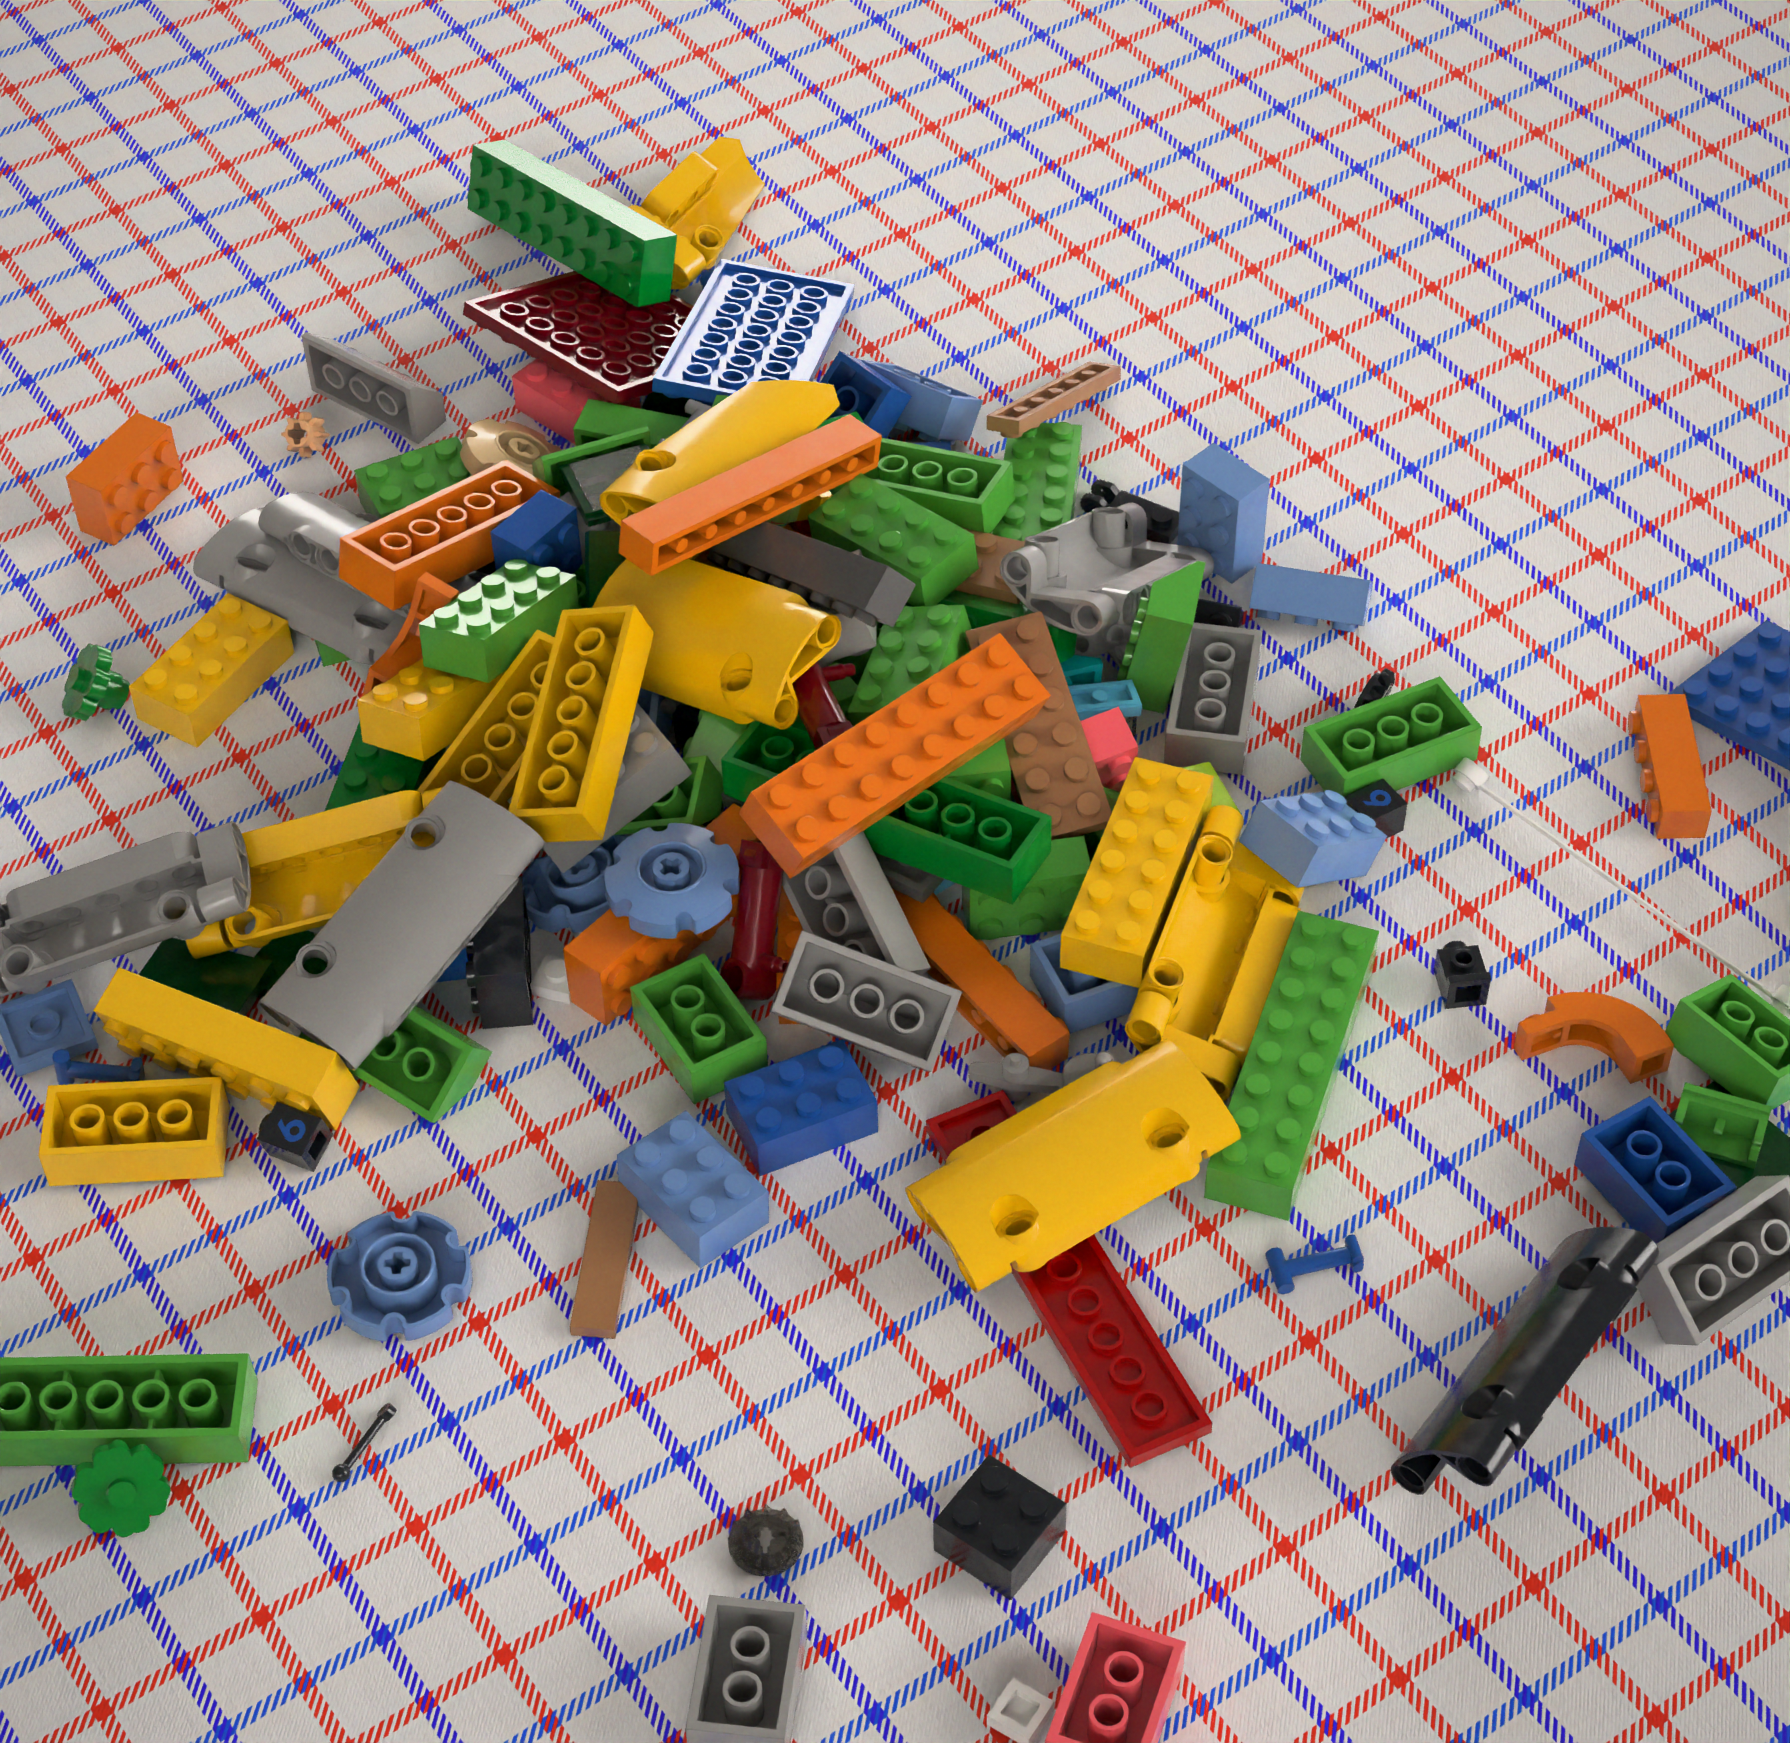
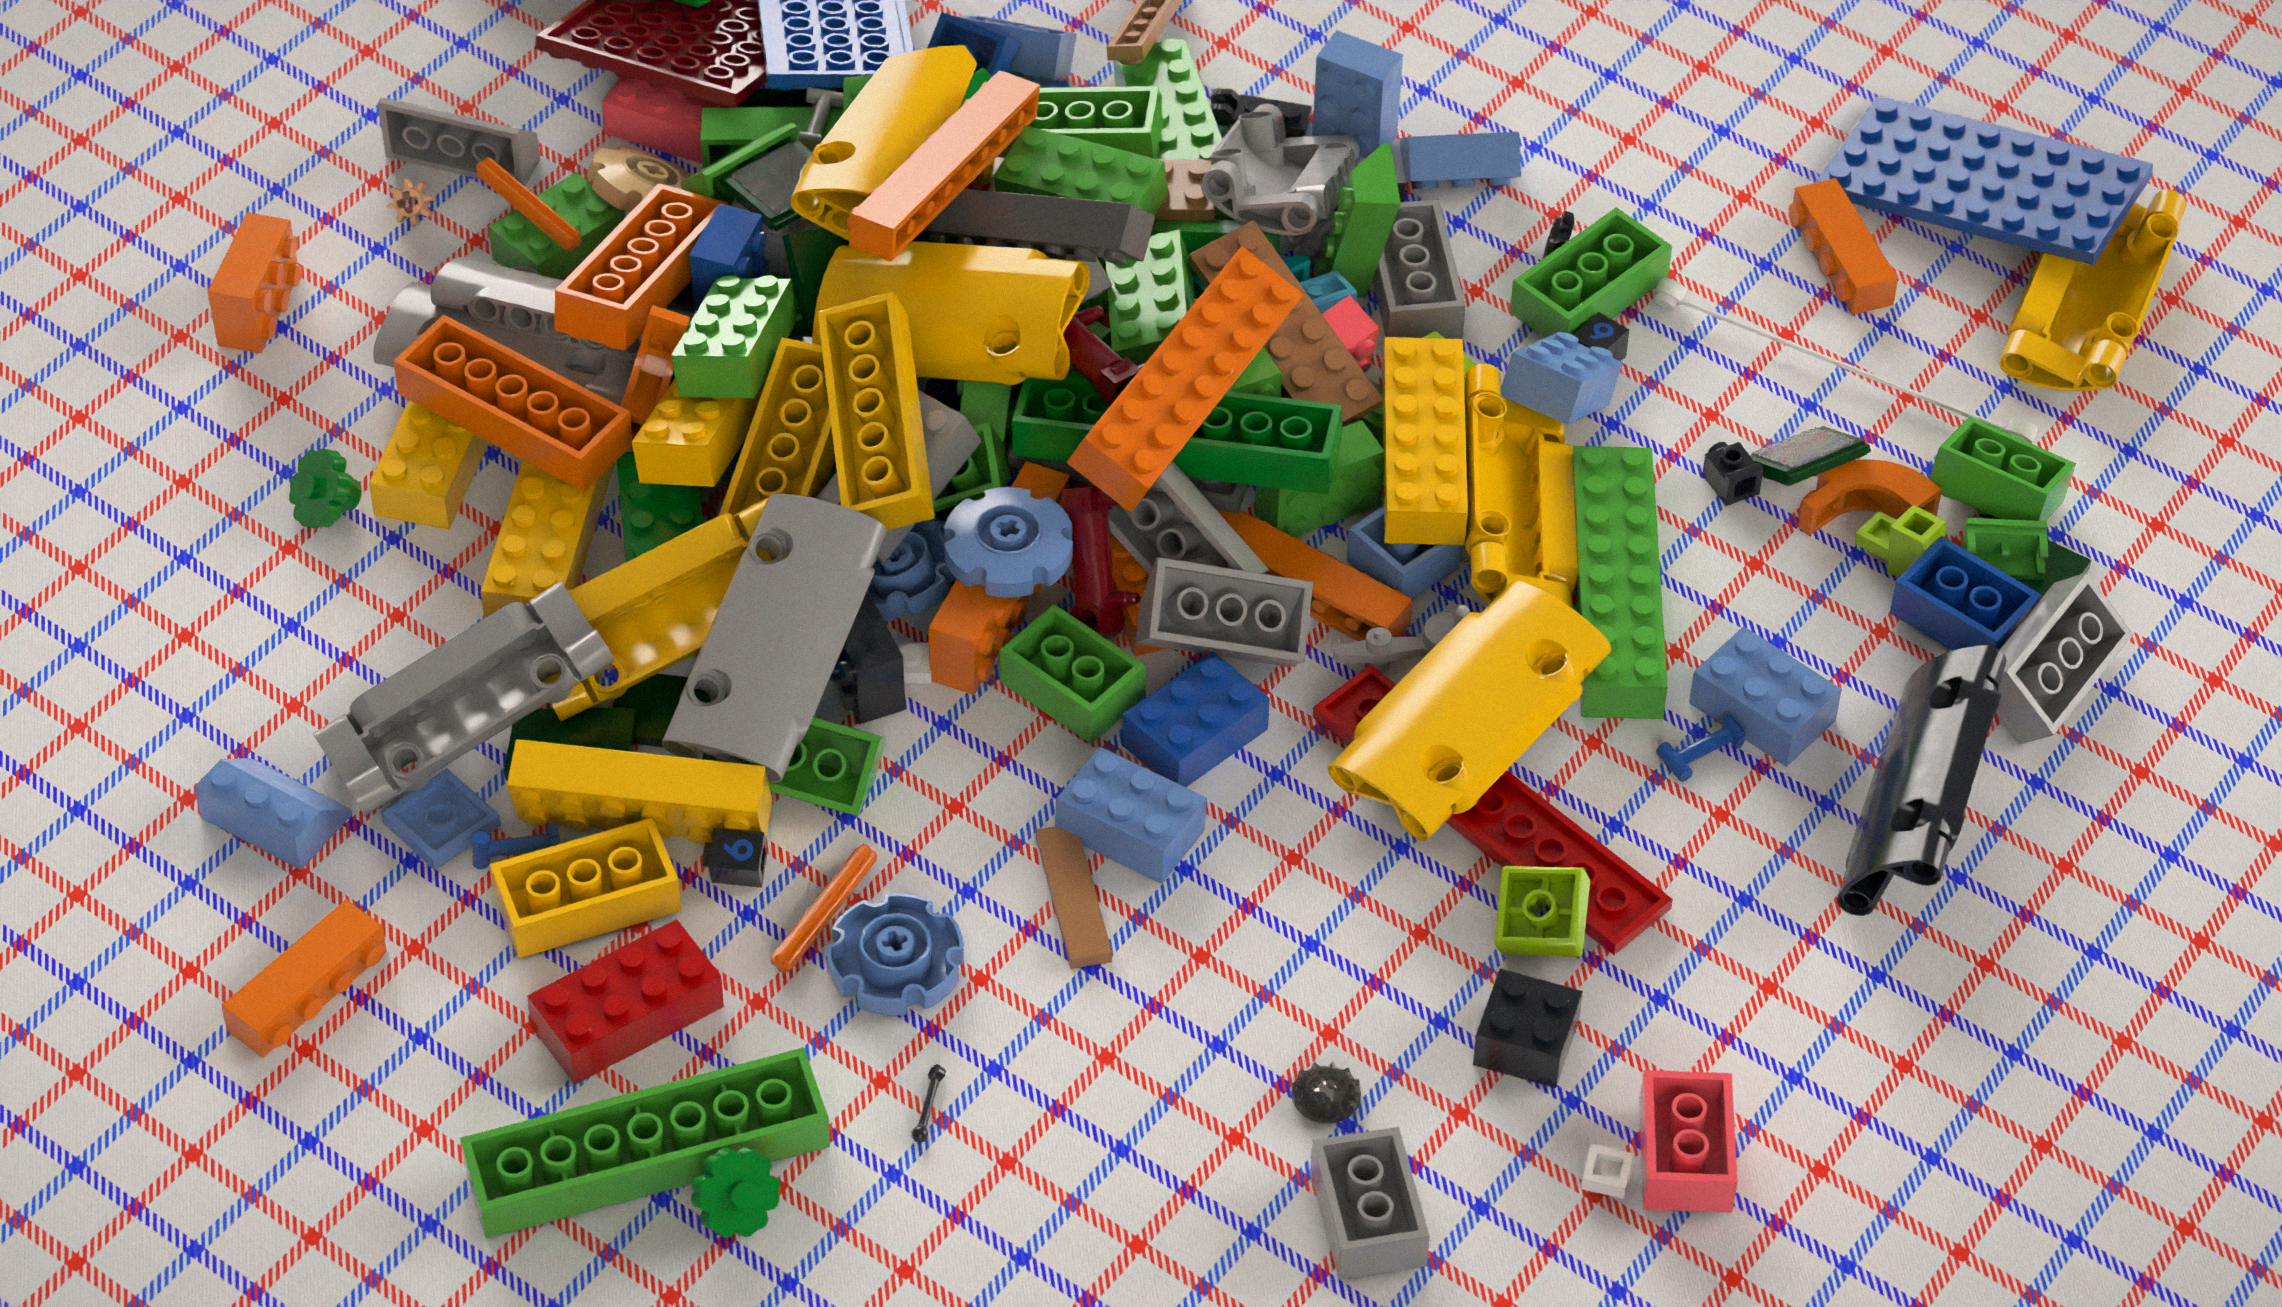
camera: 20 degrees left, 0 degrees up
(119, 1257) = (625, 1001): none -> red brick
(279, 639) = (514, 403): none -> orange brick
(282, 754) = (541, 537): none -> yellow brick
(357, 1209) = (823, 908): none -> orange axle
(392, 455) = (528, 204): none -> orange axle
(1059, 1376) = (1524, 893): none -> lime brick
(1401, 1223) = (1767, 694): none -> medium blue brick
(1545, 975) = (1808, 454): none -> piece
(1610, 1086) = (1902, 539): none -> lime brick

